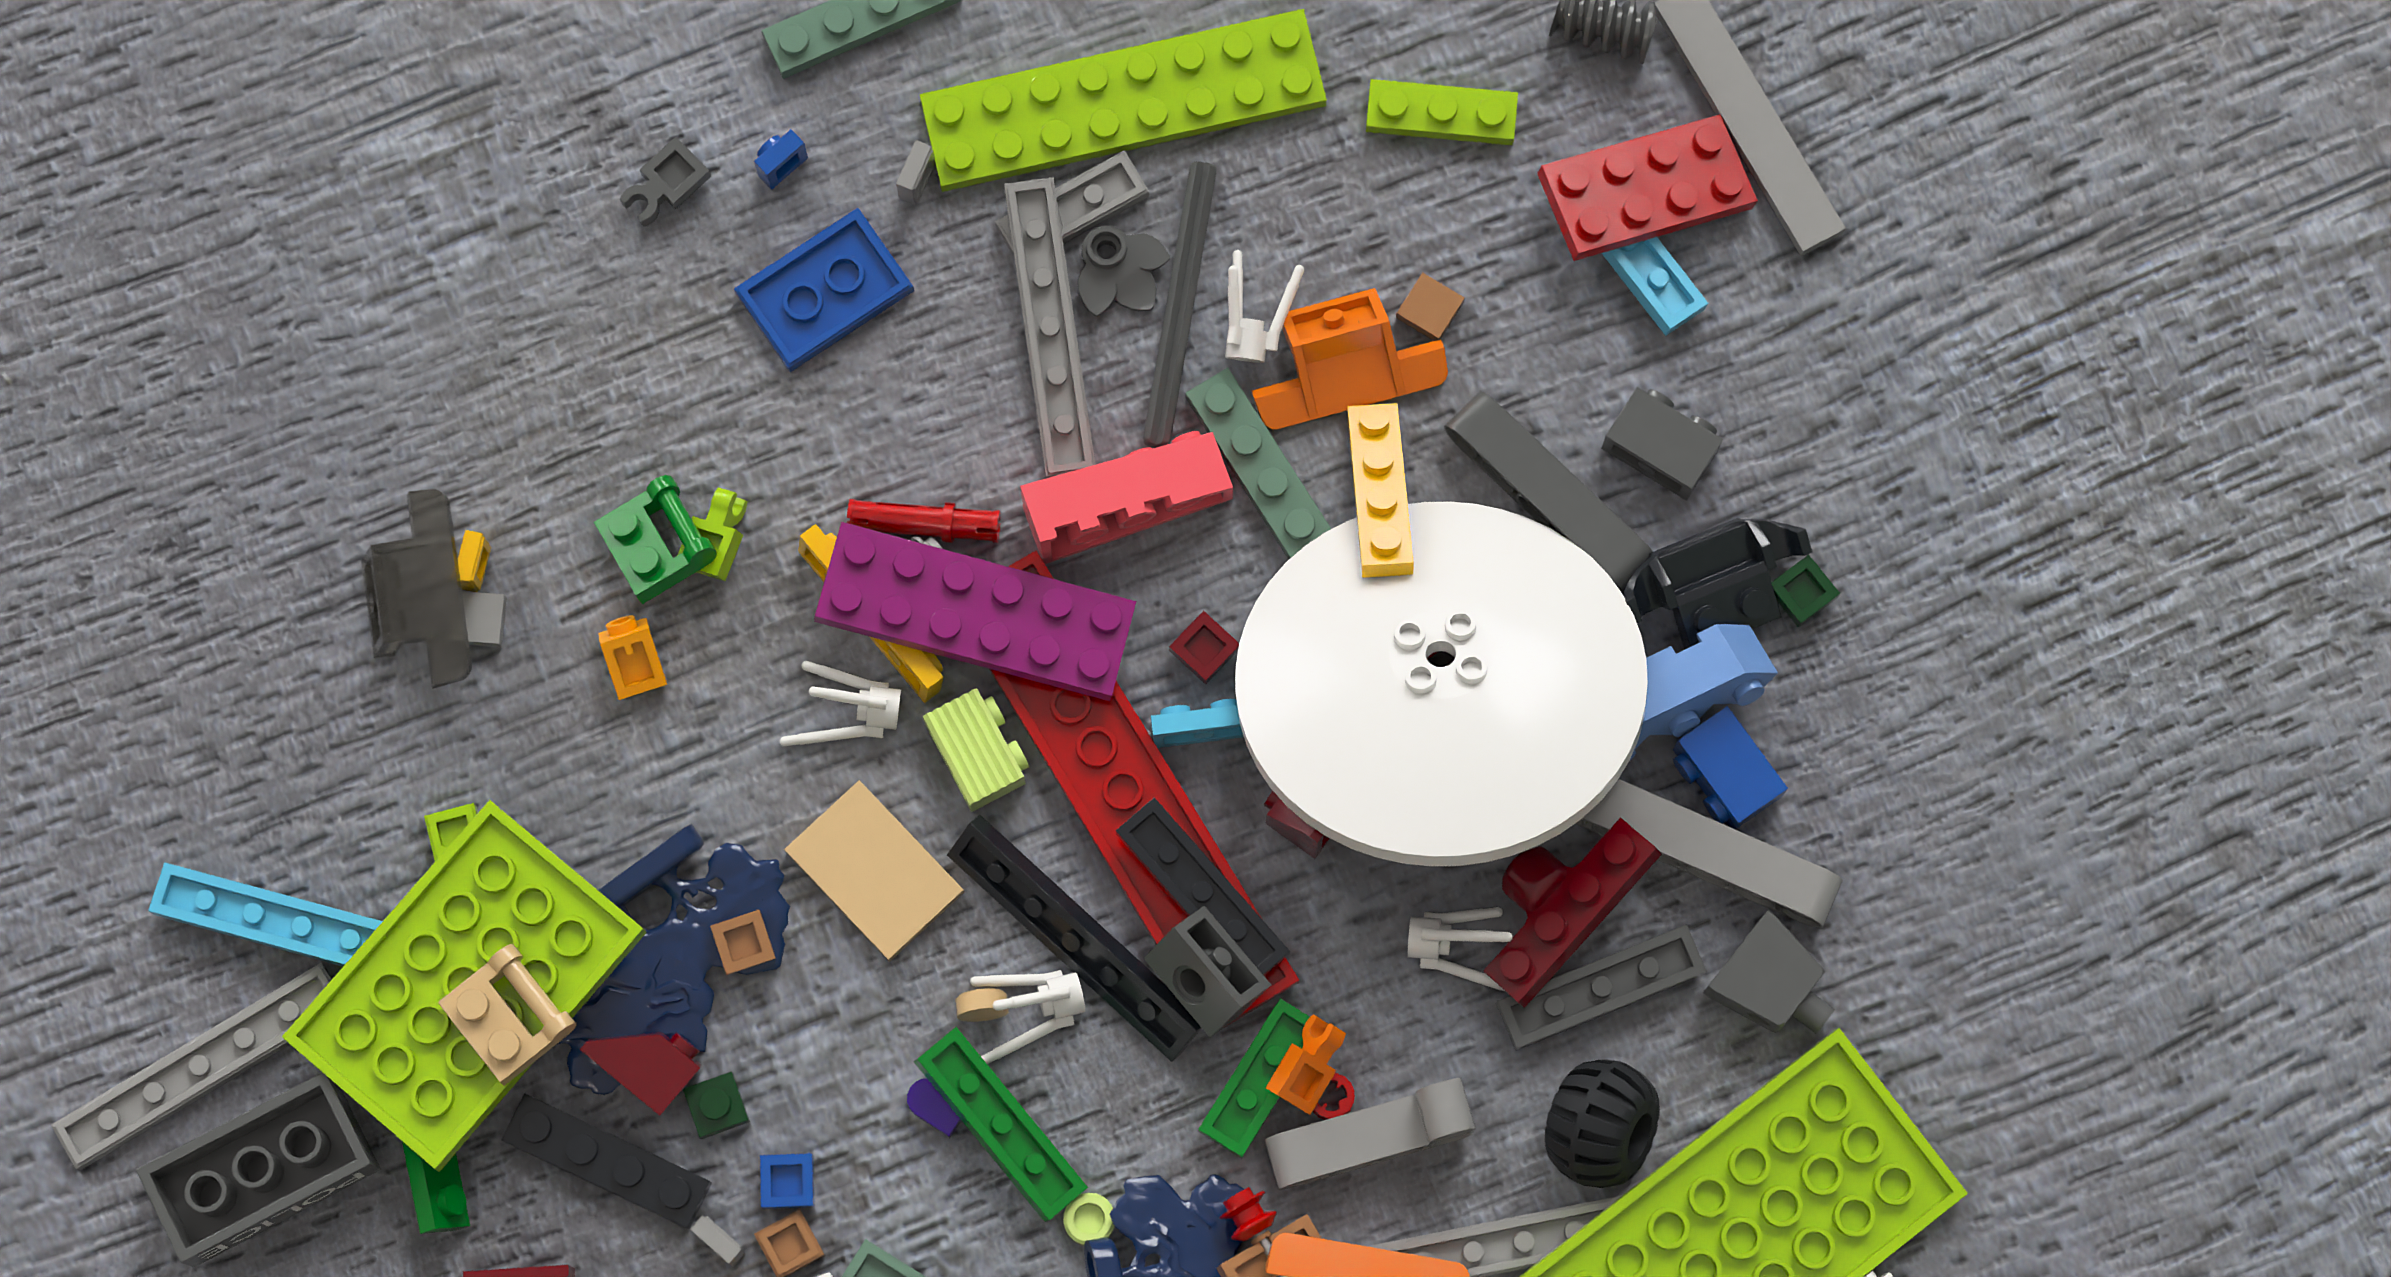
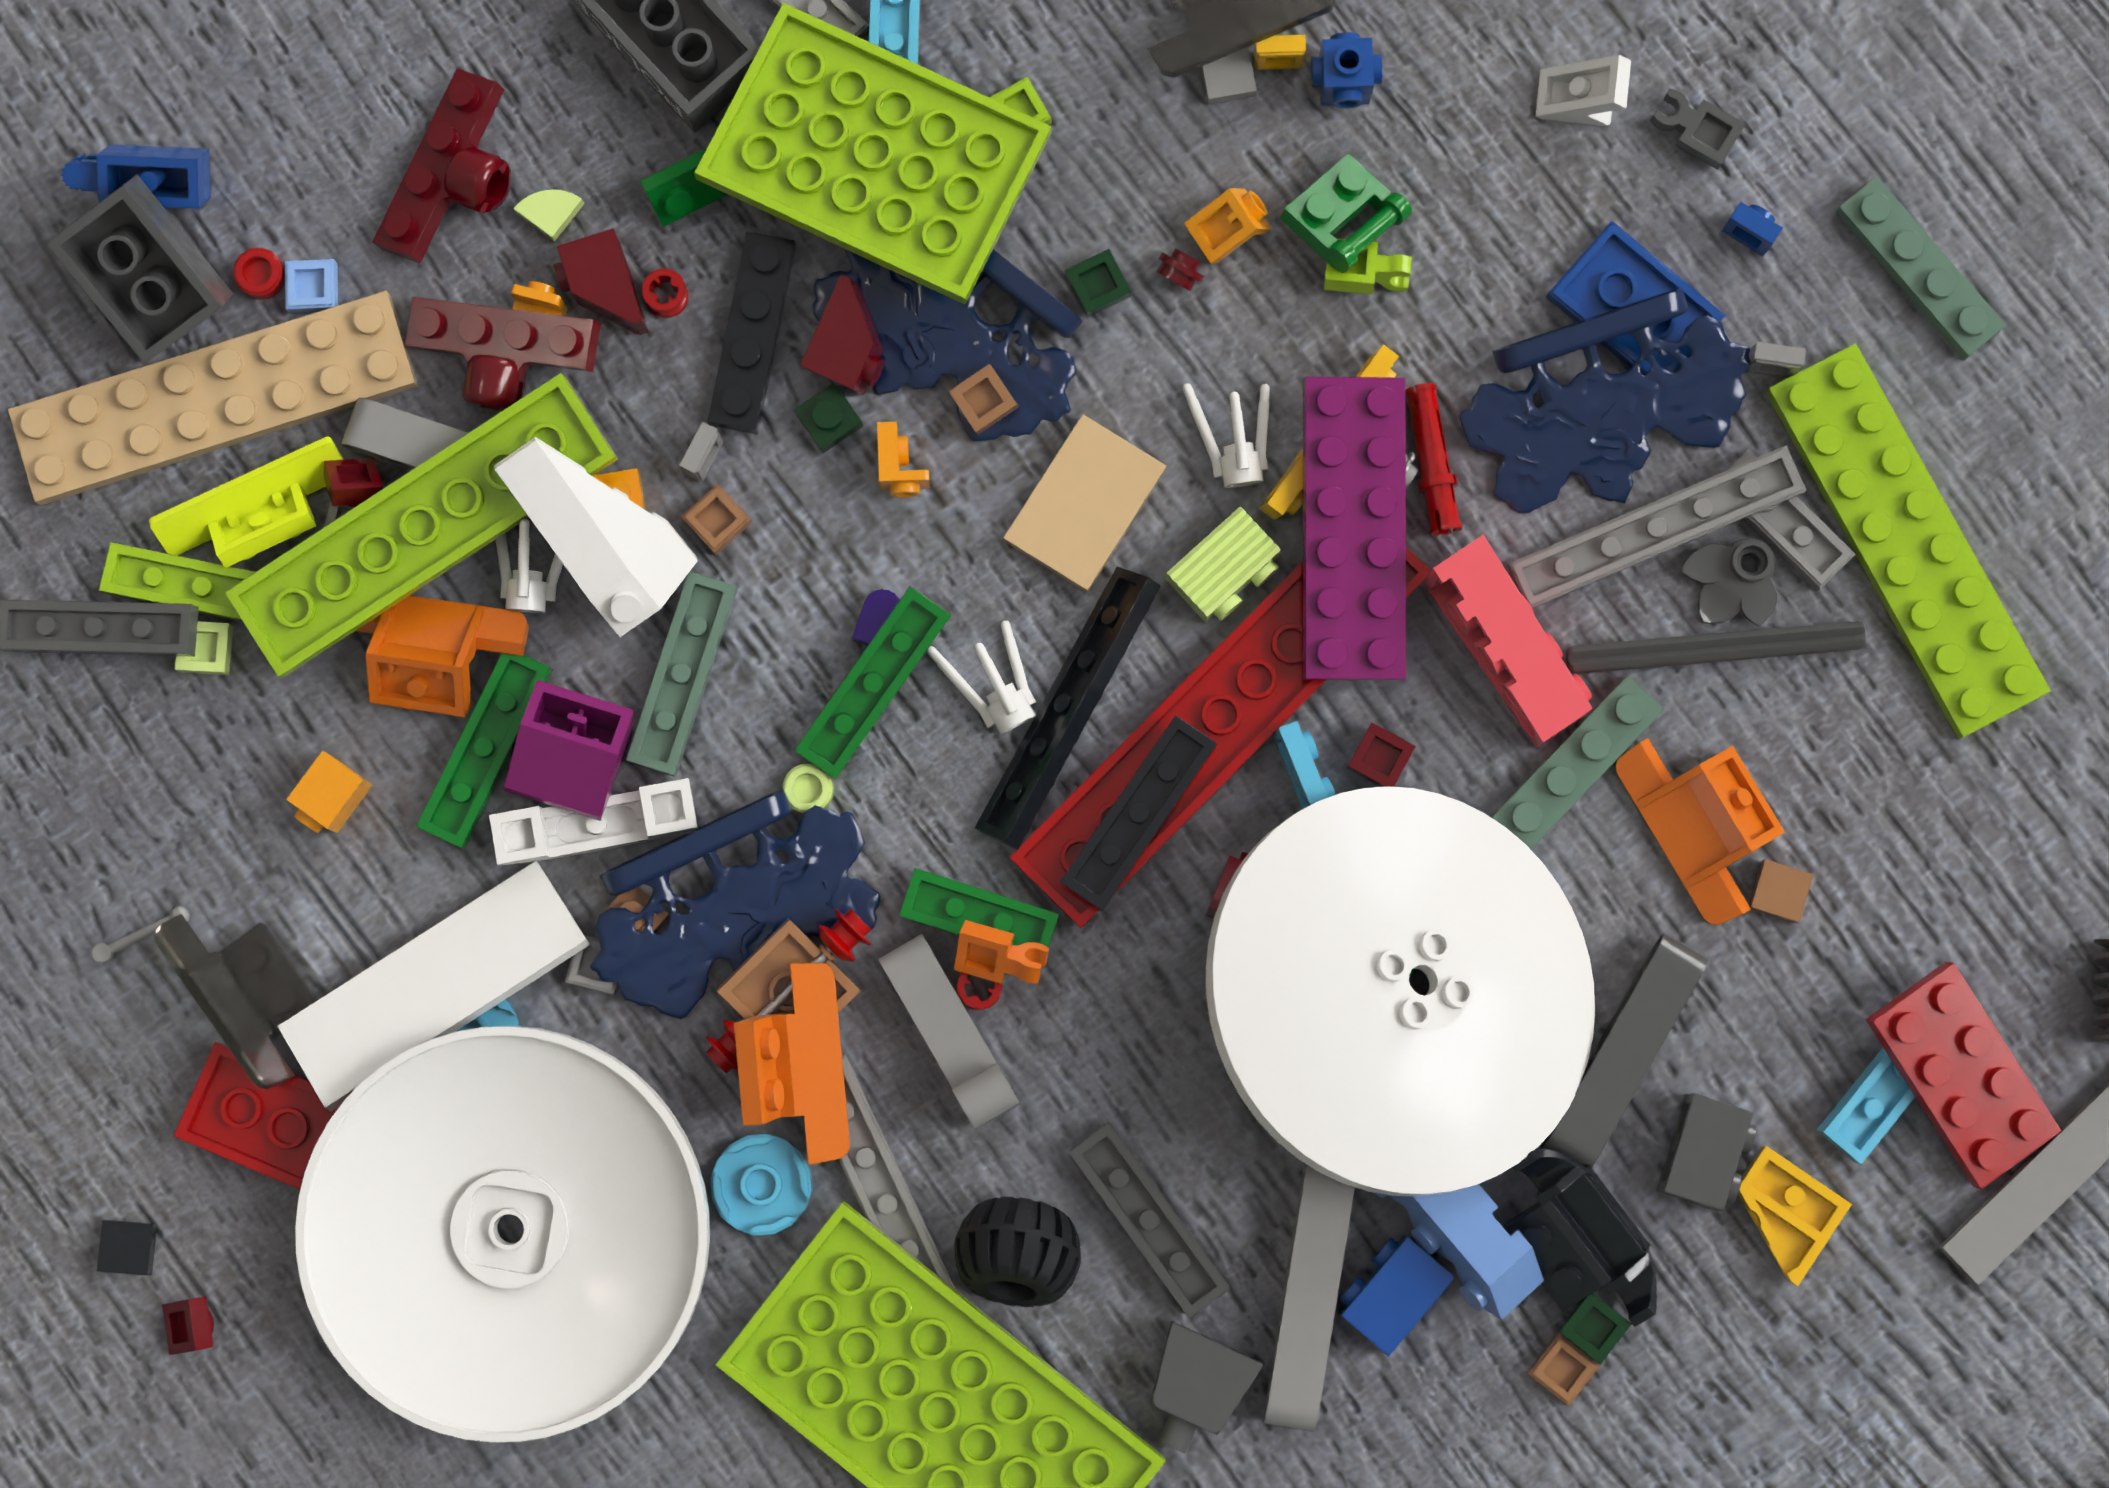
camera: 80 degrees right, 5 degrees up
(492, 1024) = (837, 188): tan plate -> none
(520, 514) = (1346, 86): none -> blue brick
(536, 1224) = (674, 306): none -> red bush
(598, 279) = (1584, 90): none -> white slope
(655, 800) = (1097, 283): none -> dark green plate
(664, 715) = (1180, 269): none -> dark red plate
(773, 1048) = (893, 453): none -> light orange bracket
(787, 1181) = (772, 500): blue plate -> none
(927, 351) = (1600, 417): none -> dark blue plant
(978, 1005) = (981, 631): tan tile -> none
(1207, 971) = (1061, 835): dark grey brick -> none
(1247, 336) = (1698, 719): white plant -> none
(1380, 490) = (1578, 885): yellow plate -> none
(1432, 937) = (1154, 1044): white plant -> none
(1441, 112) = (1984, 853): lime plate -> none
(1564, 905) = (1215, 1165): dark red plate -> none
(1737, 380) = (1790, 1211): none -> yellow wing
(1835, 631) = (1563, 1369): none -> medium nougat tile

